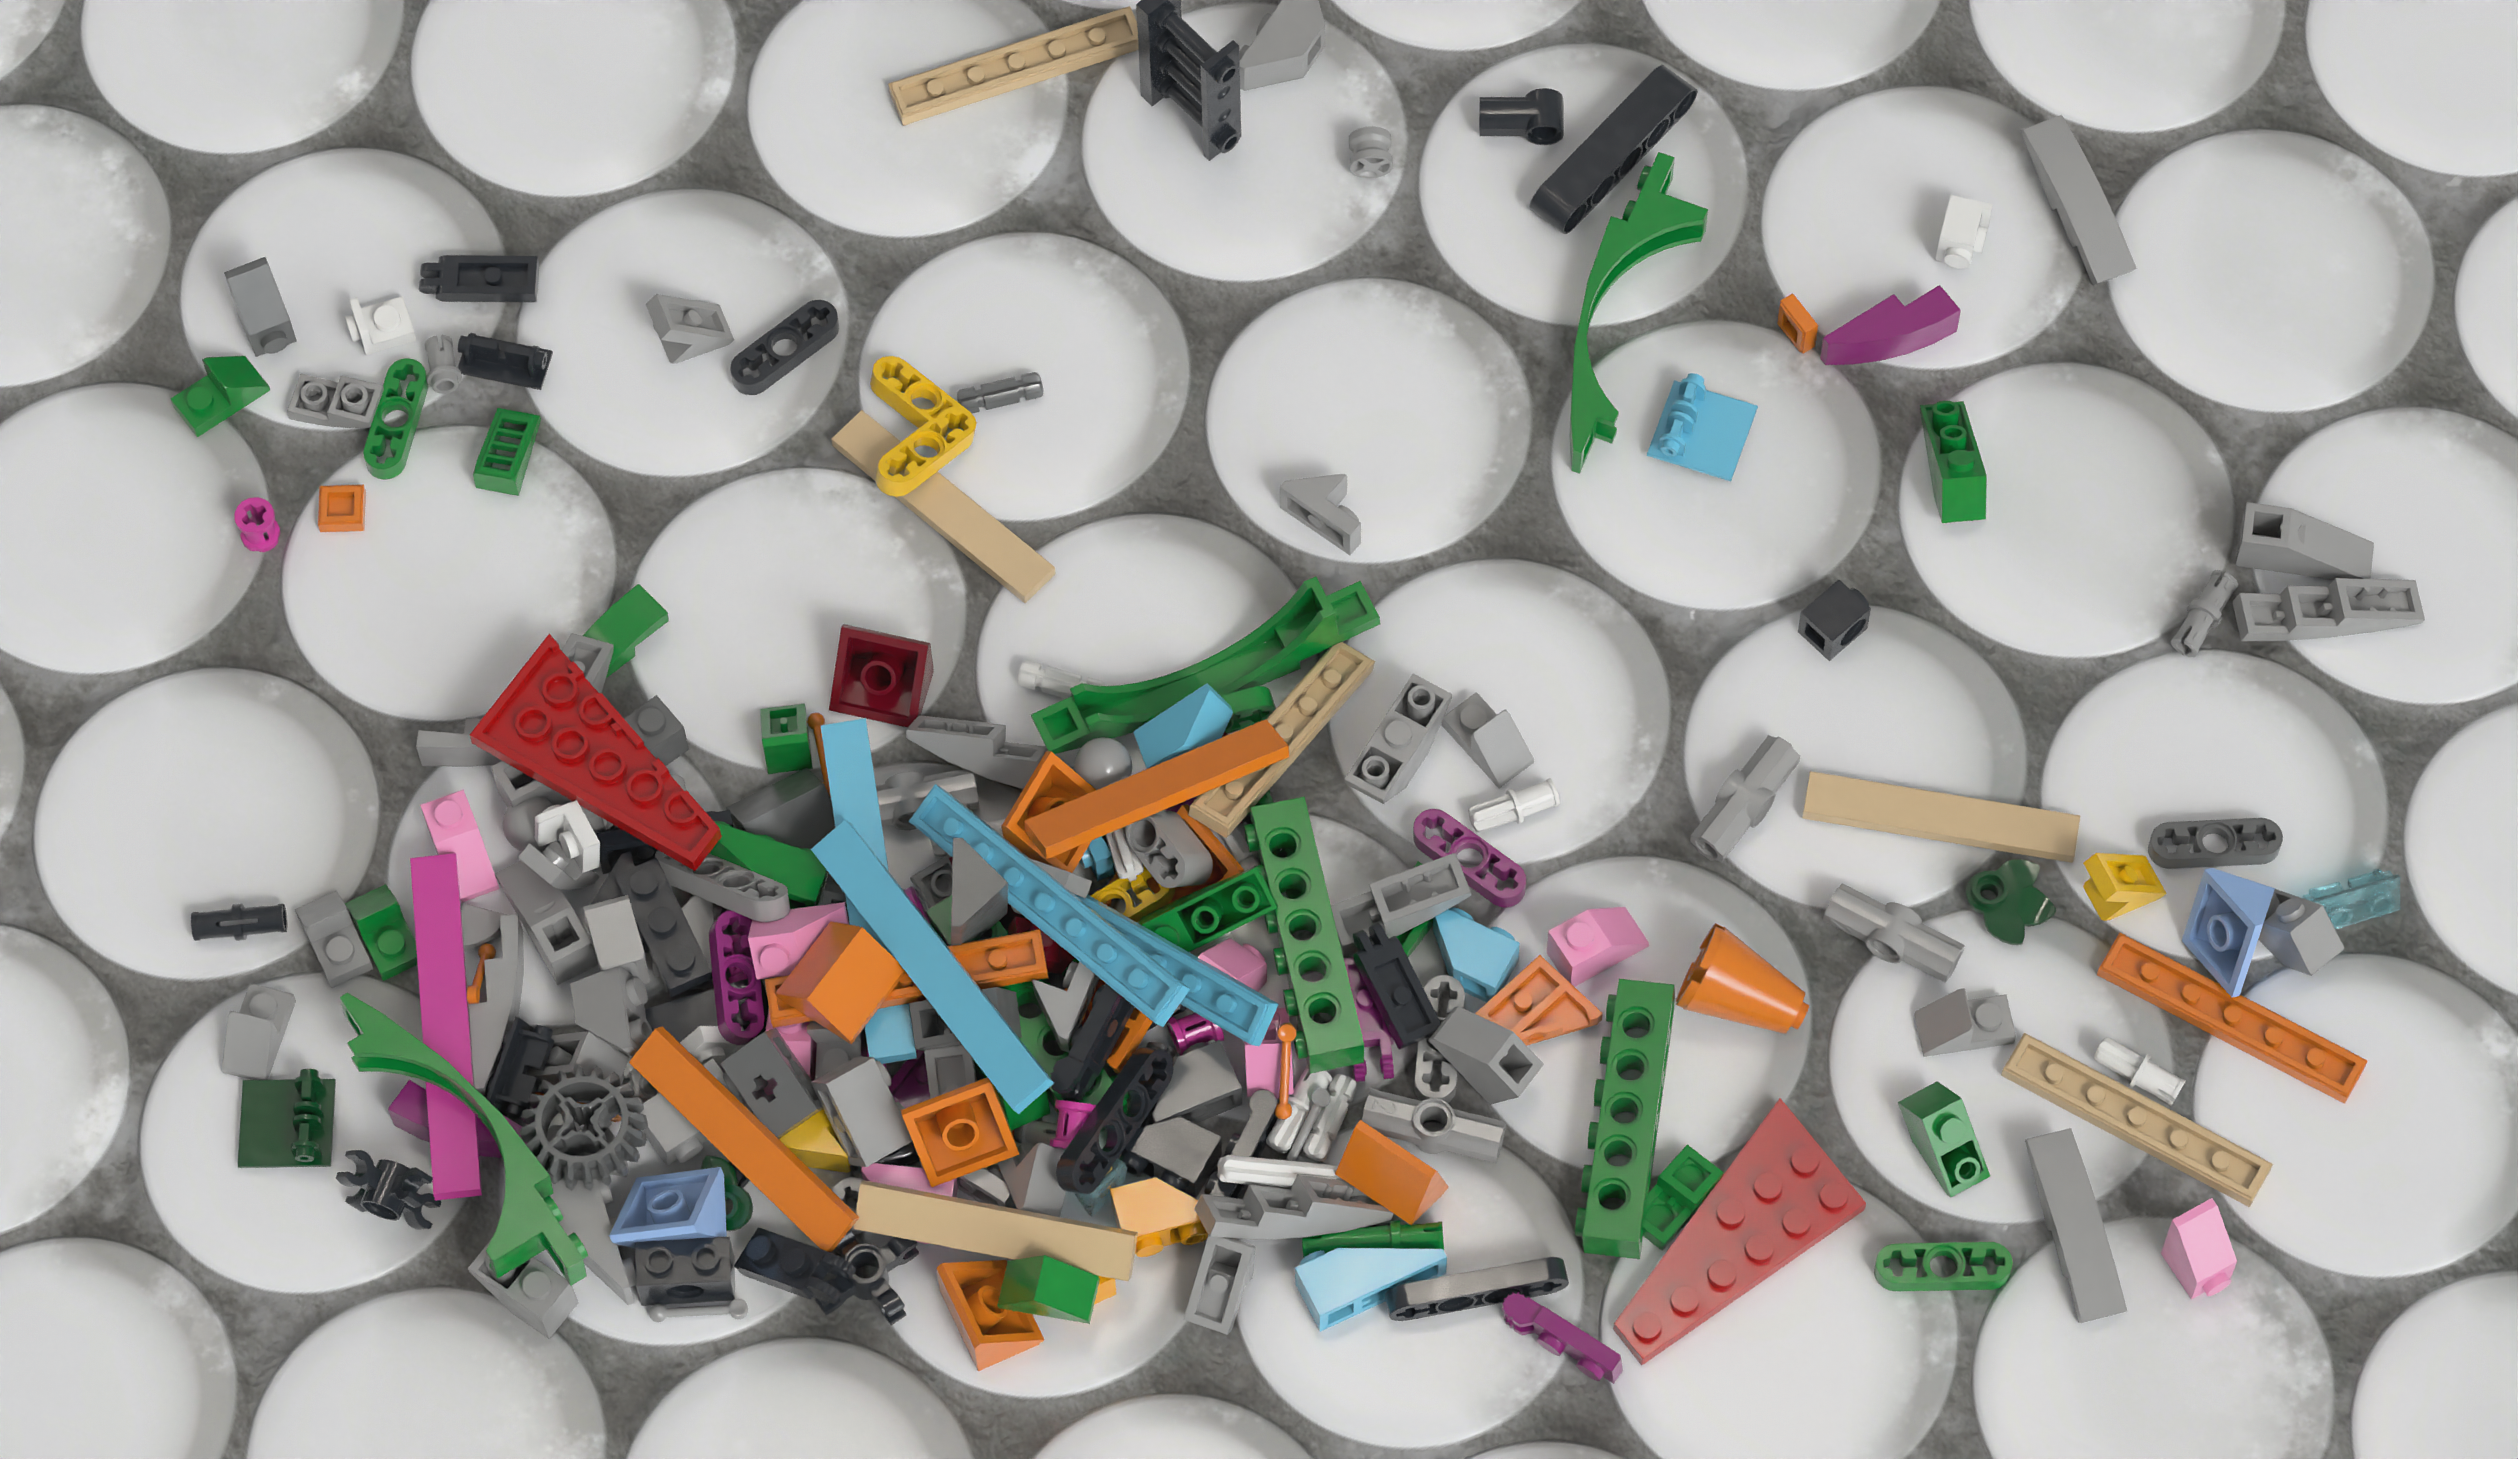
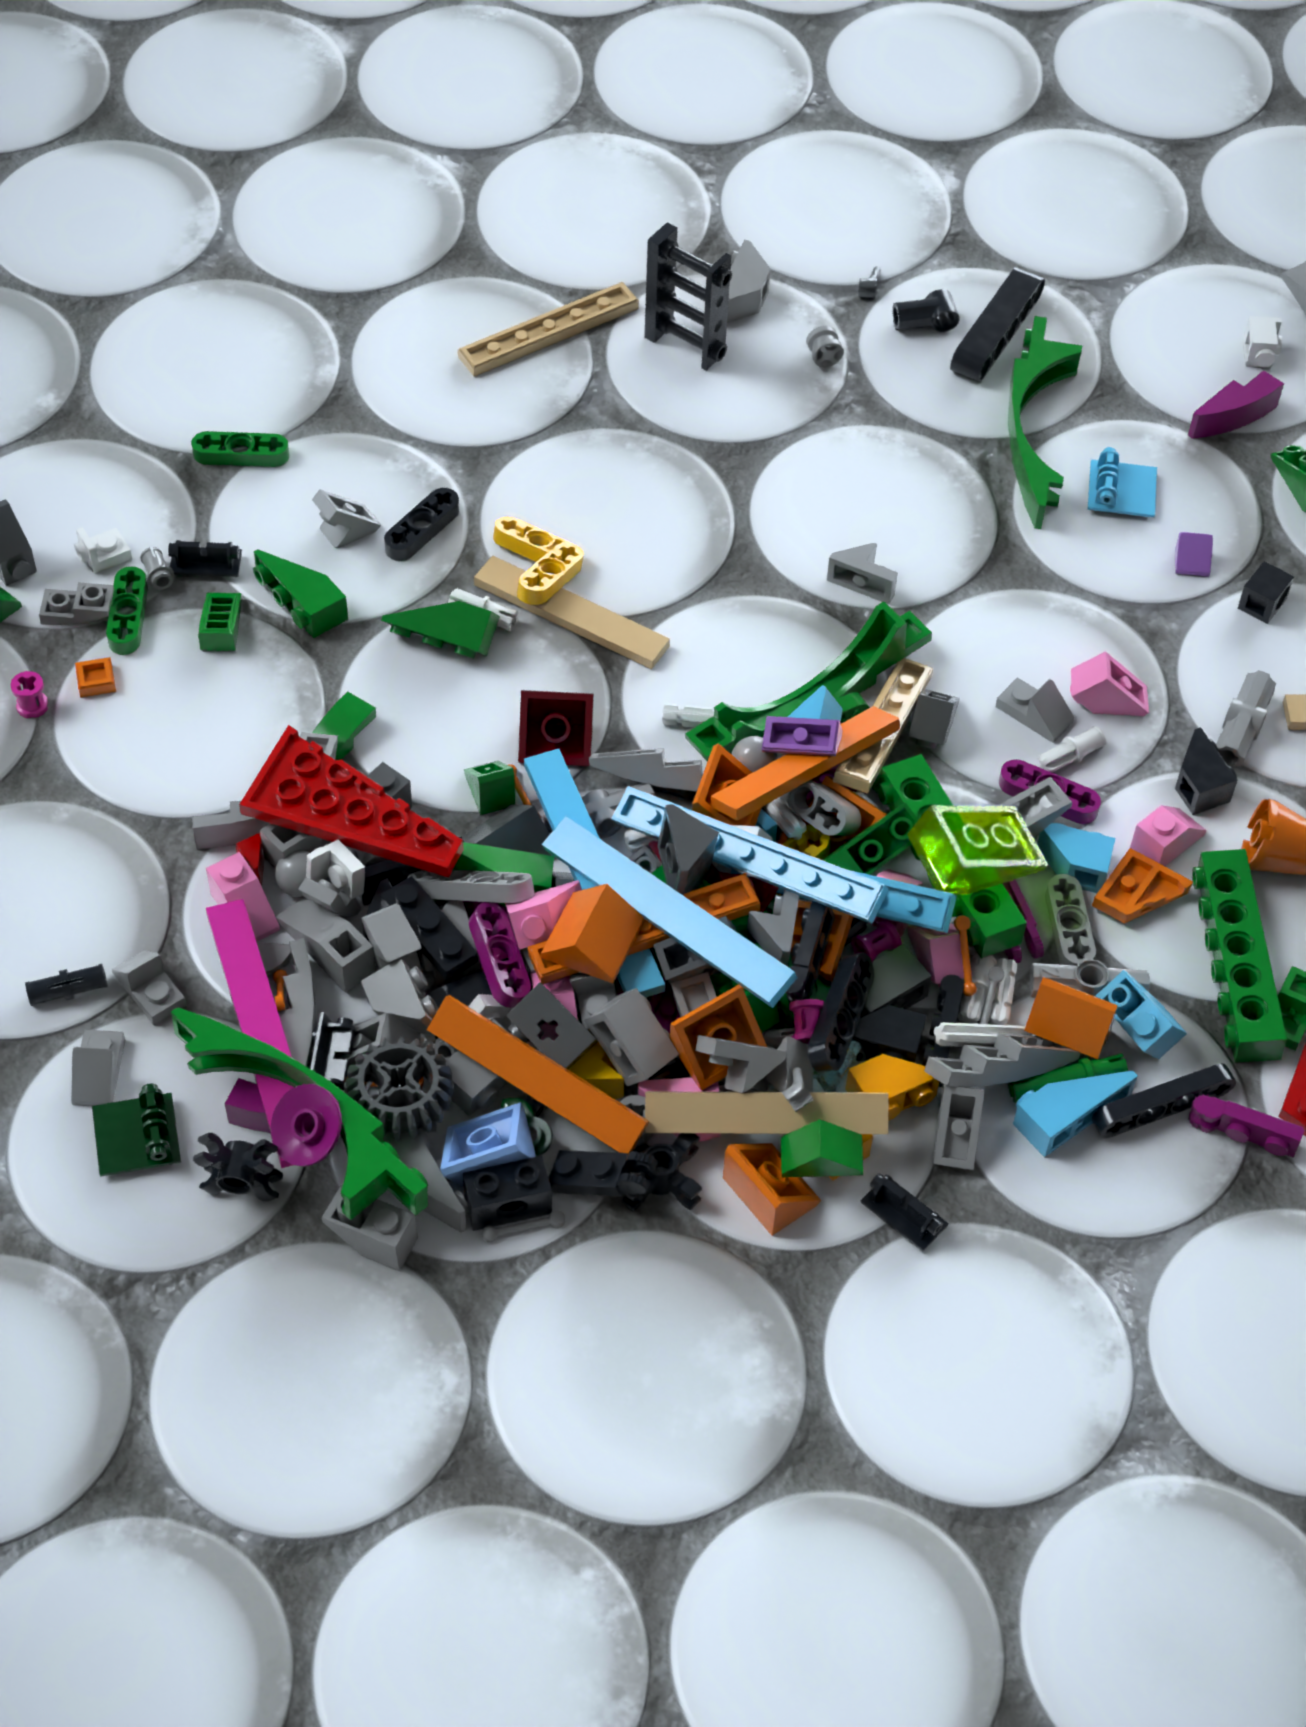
camera: 15 degrees left, 10 degrees down
(384, 931) = (193, 974): green slope -> none
(466, 1160) = (294, 1120): none -> magenta dish
(481, 278) = (175, 508): black hinge -> none
(482, 796) = (253, 854): none -> red slope
(569, 183) = (217, 456): none -> green beam
(618, 431) = (307, 594): none -> green slope
(794, 512) = (450, 623): none -> green slope
(832, 487) = (507, 615): none -> white axle
(983, 1163) = (745, 1061): none -> light grey slope
(1001, 392) = (597, 530): dark grey axle -> none
(1031, 1217) = (797, 1094): none -> light grey hand
(1133, 1370) = (903, 1211): none -> black hinge
(1157, 755) = (802, 736): none -> medium lavender slope
(1326, 940) = (975, 847): none -> clear neon green slope
(1348, 731) = (933, 718): none -> dark grey slope
(1394, 987) = (1041, 899): black hinge -> none
(1400, 741) = (975, 711): light grey slope -> none
(1457, 61) = (867, 287): none -> dark grey hand
(1478, 1181) = (1142, 1015): none -> medium azure slope
(1486, 1055) = (1118, 922): light grey slope -> none
(1586, 728) = (1108, 687): none -> bright pink slope
(1663, 869) = (1204, 776): none -> black slope
(1762, 547) = (1193, 554): none -> medium lavender slope
(1797, 324) = (1167, 411): orange tile -> none

